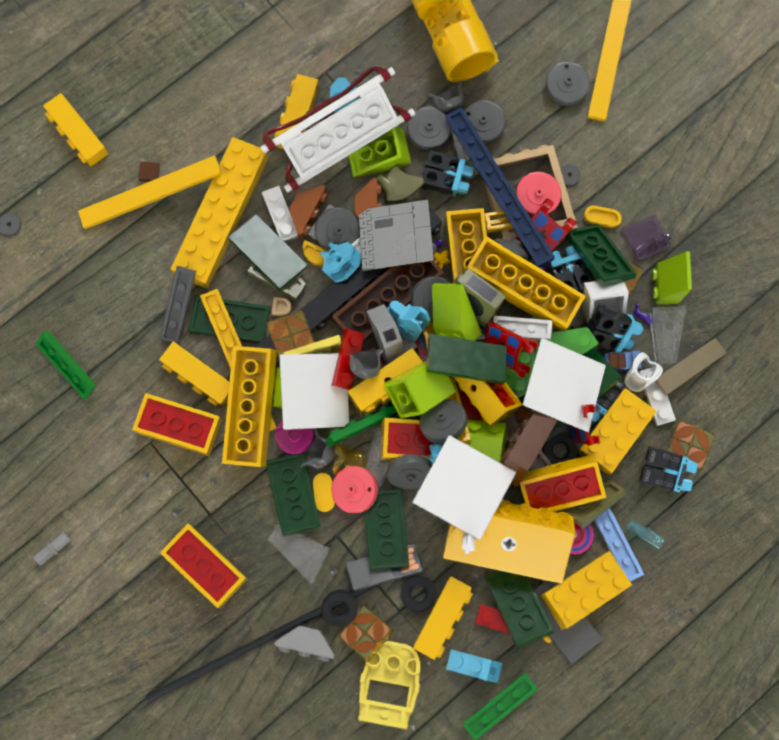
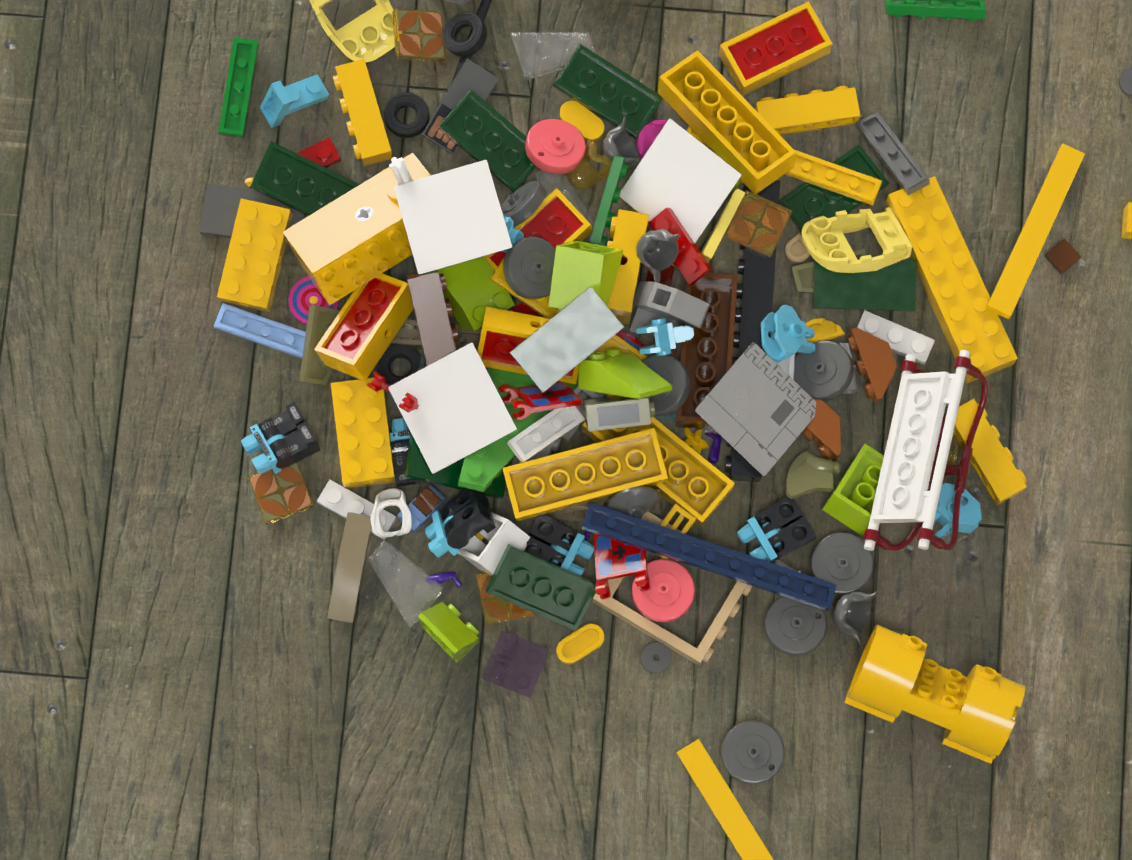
camera: 135 degrees right, 0 degrees up
(267, 282) = (829, 247): none -> light yellow slope
(645, 533) = (247, 364): clear light blue axle -> none

